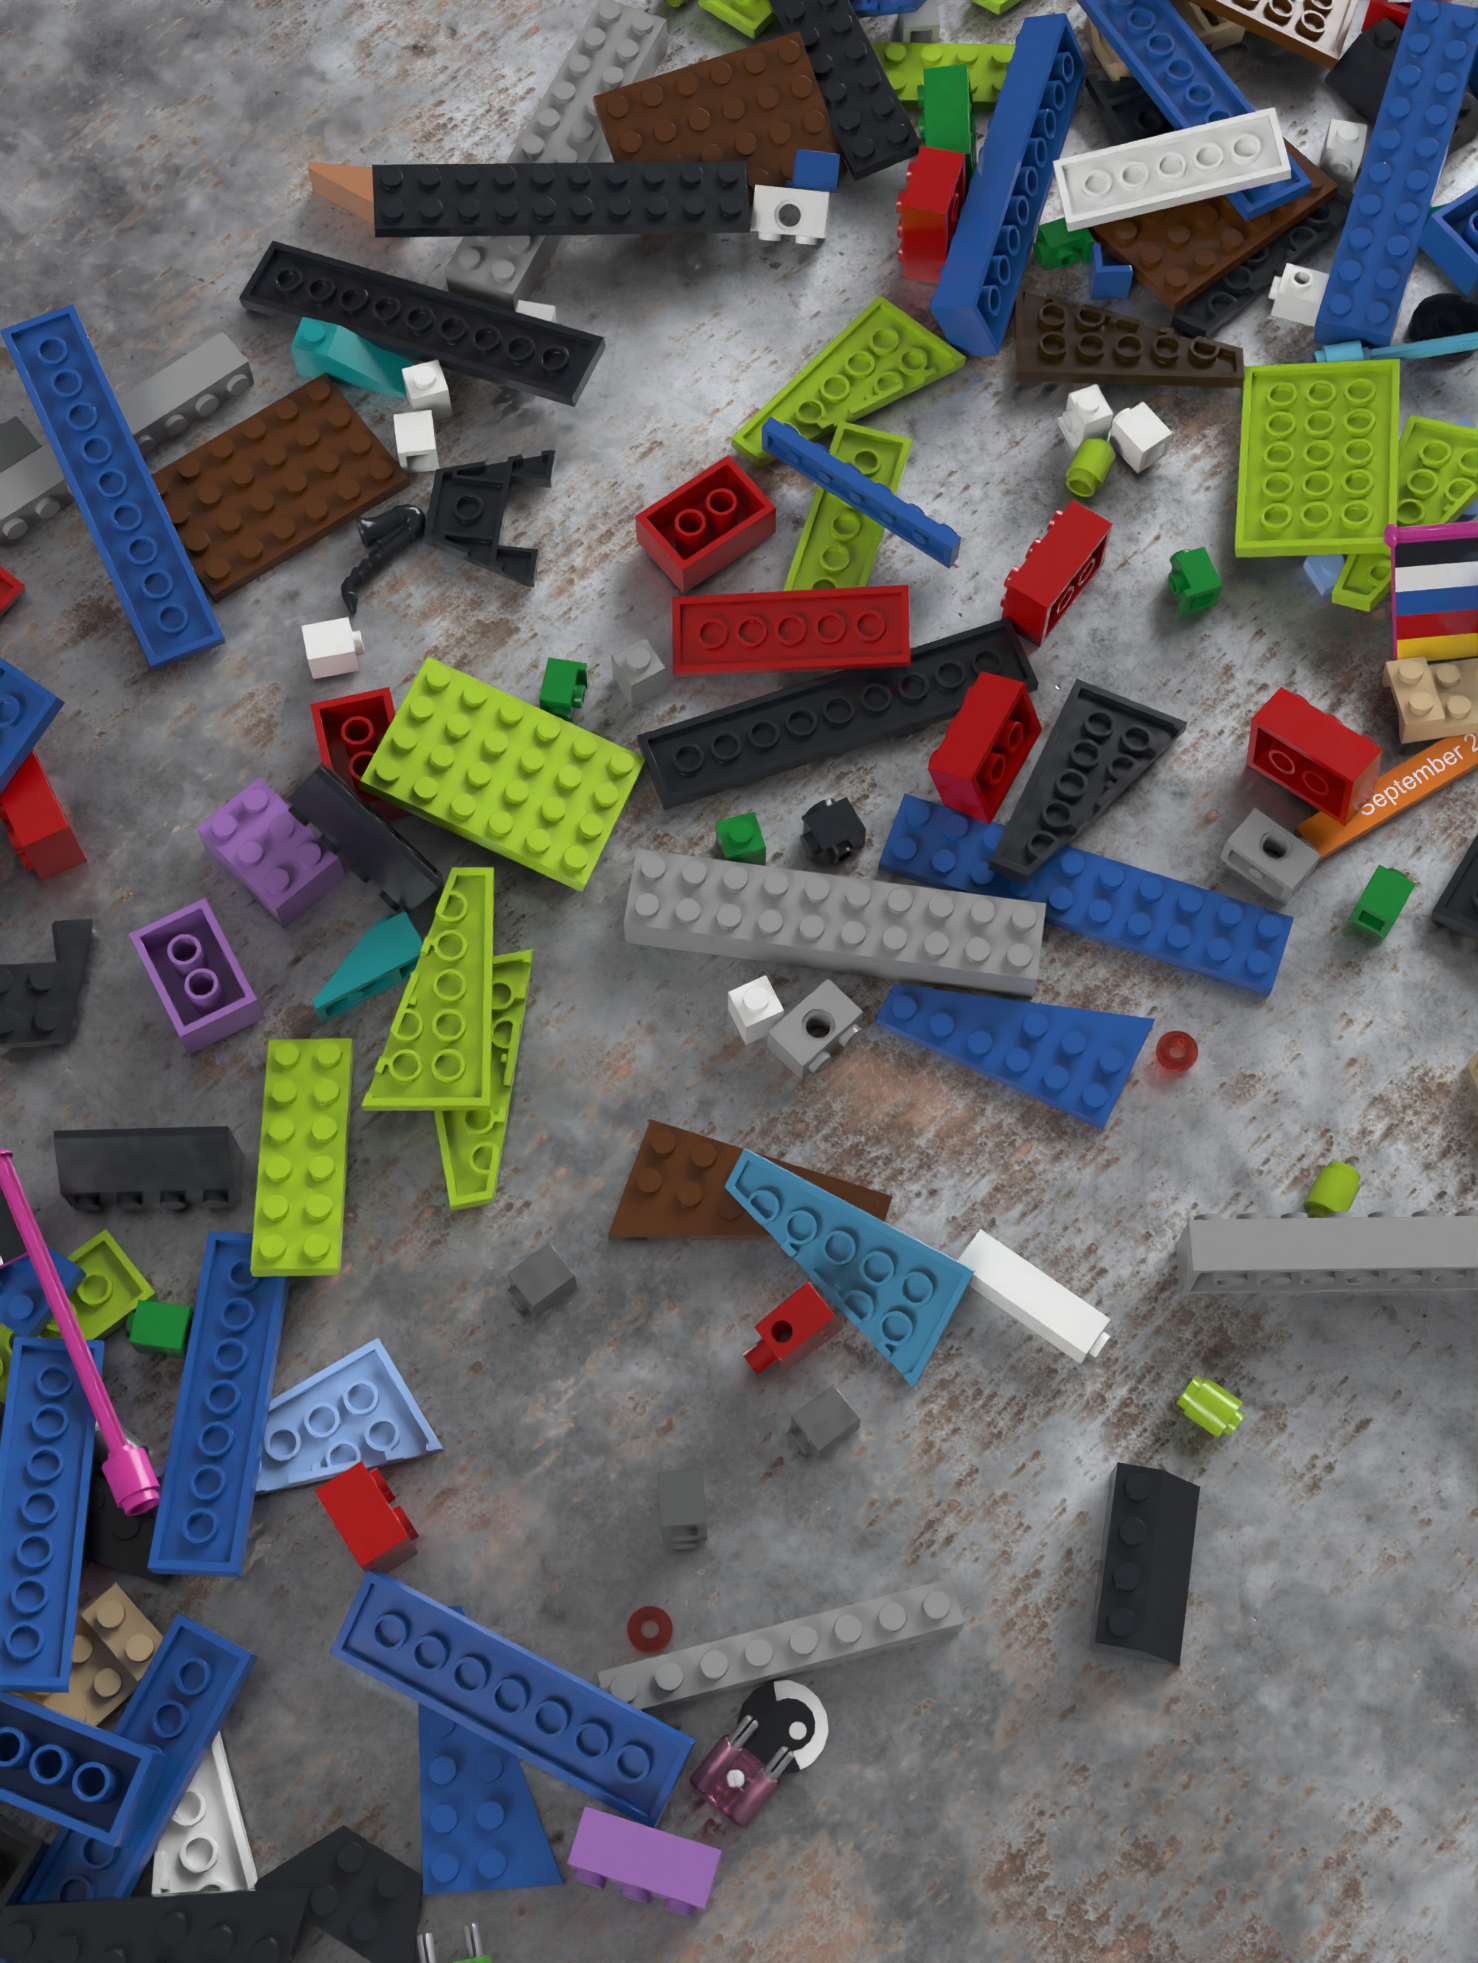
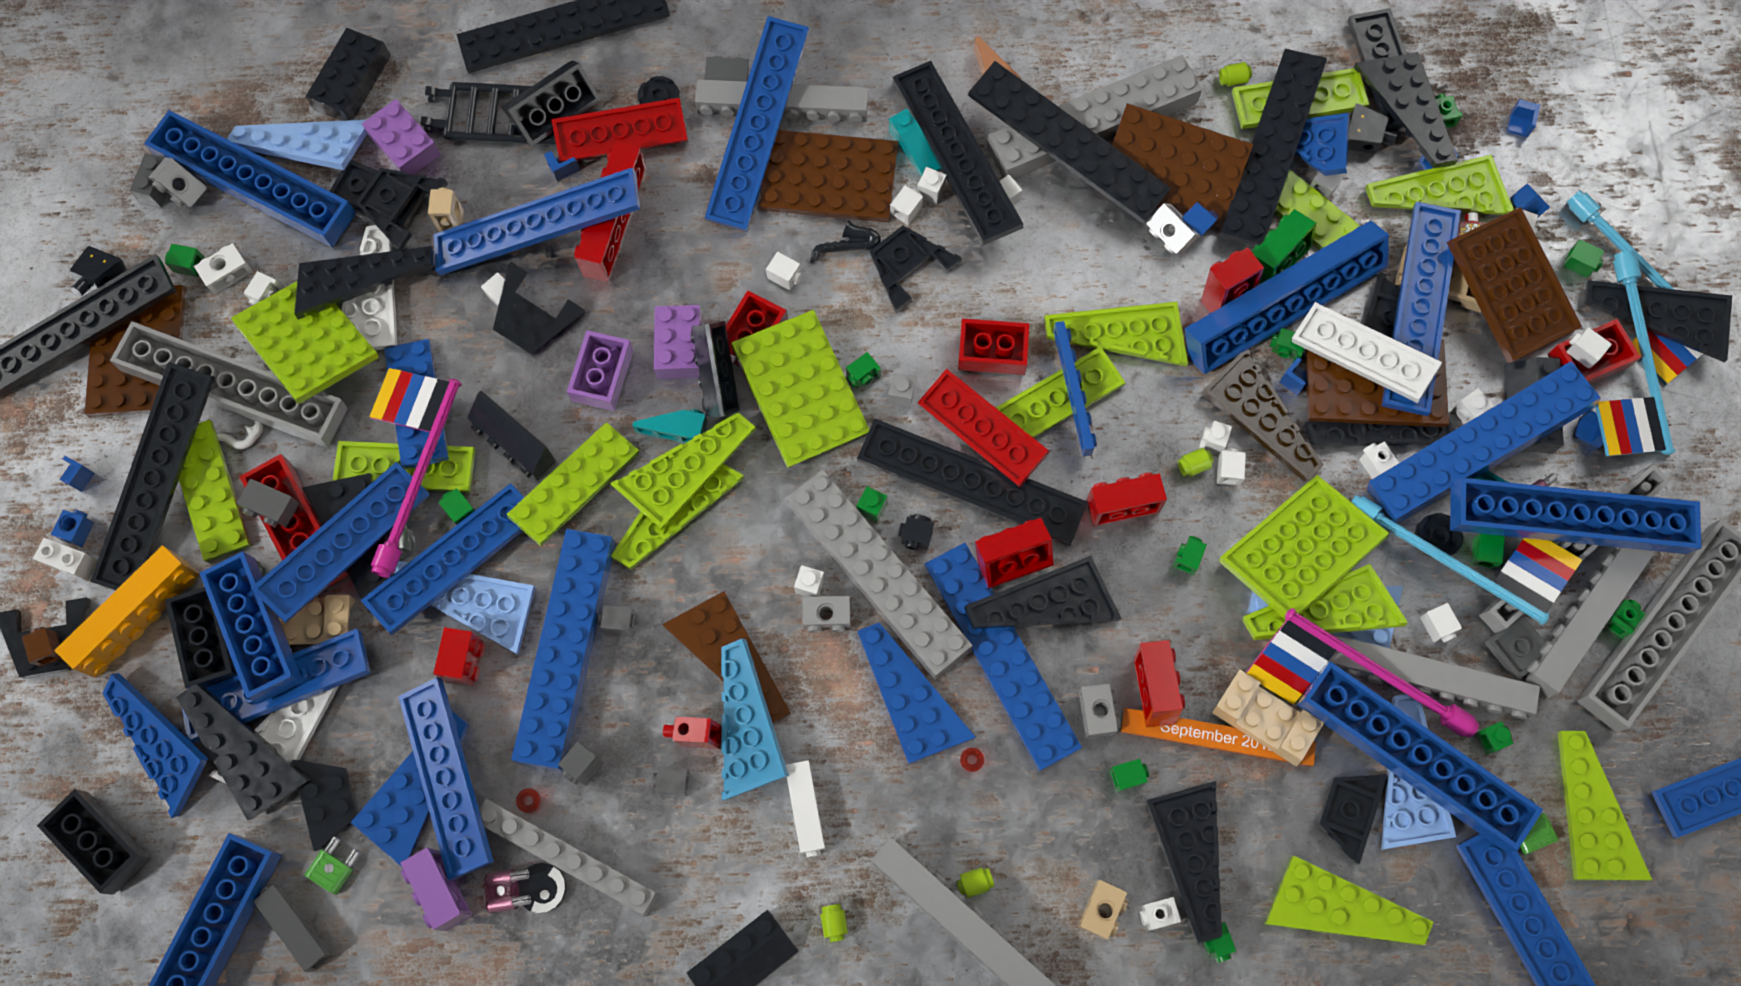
camera: 45 degrees right, 5 degrees up
(509, 1385) = (564, 650): none -> blue brick

